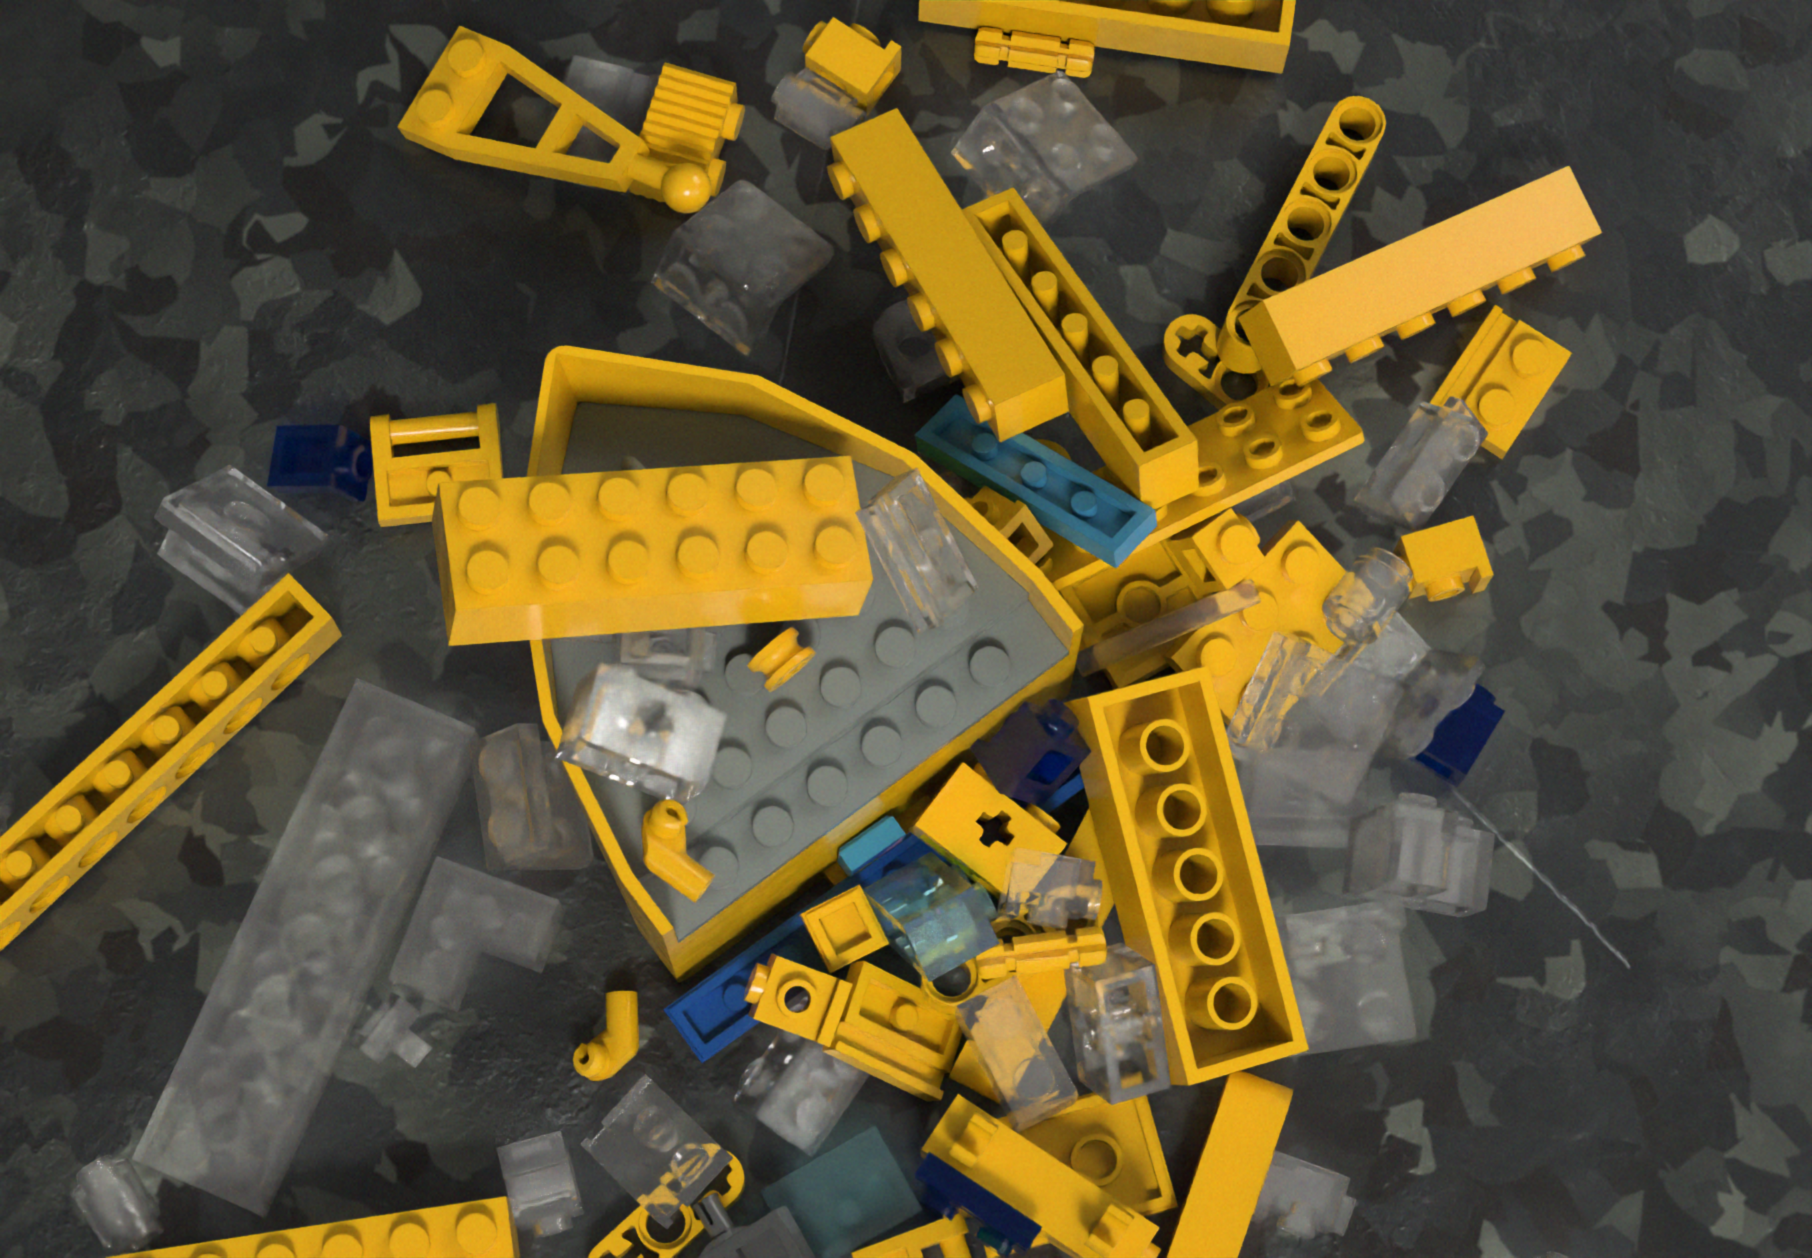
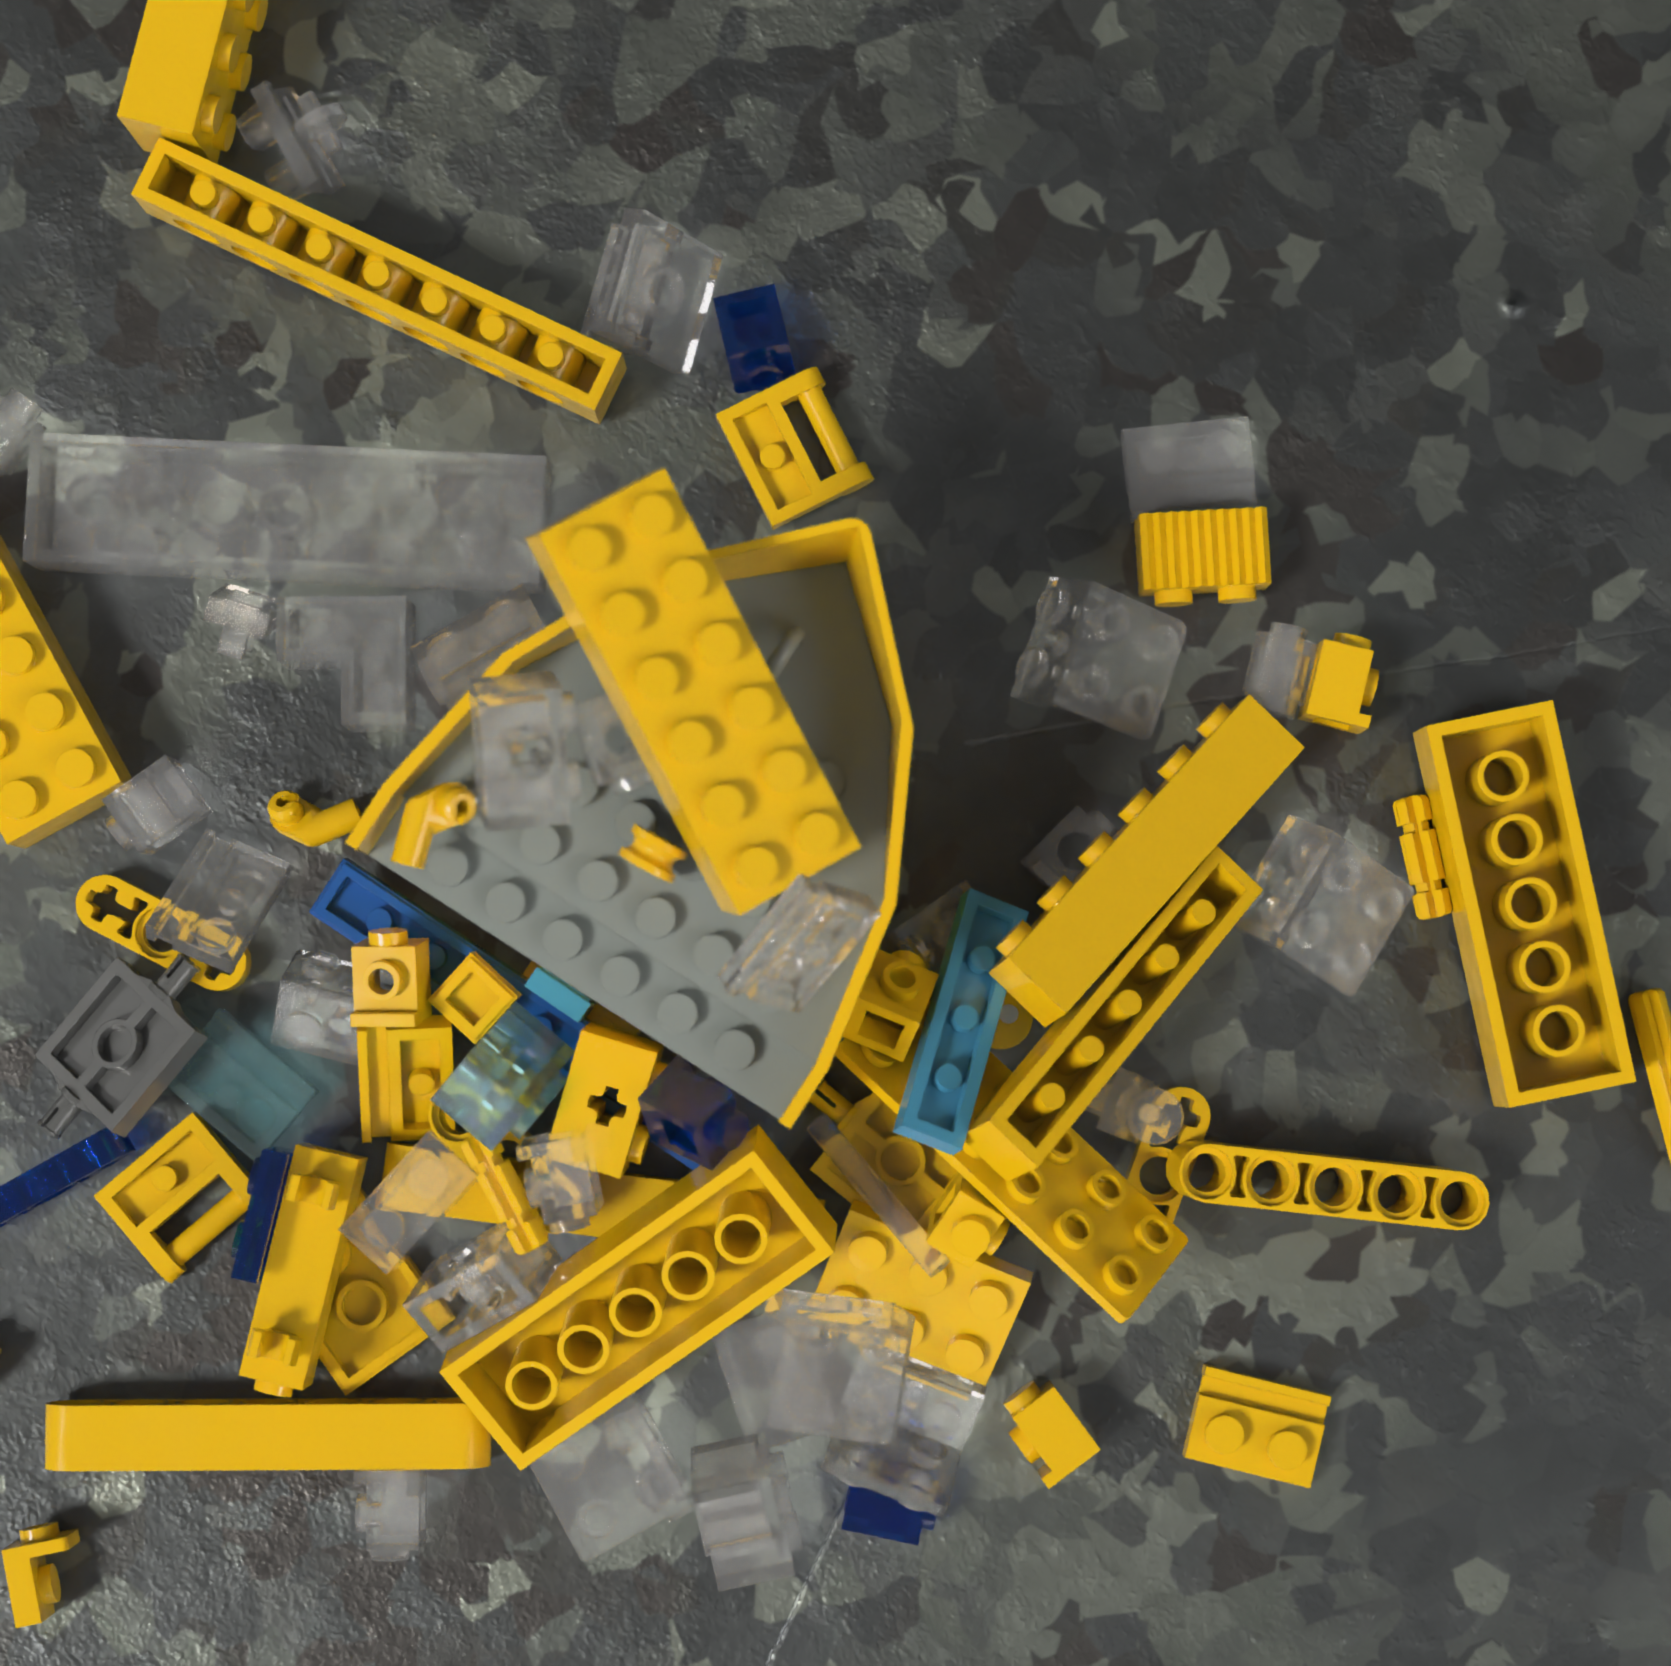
camera: 70 degrees right, 10 degrees up
(464, 86) = (1169, 323): yellow plate -> none
(1180, 361) = (1137, 1109): none -> clear hips
(1367, 597) = (977, 1376): clear brick -> none
(1419, 276) = (1319, 1319): yellow brick -> none
(1422, 464) = (1138, 1381): clear bracket -> none

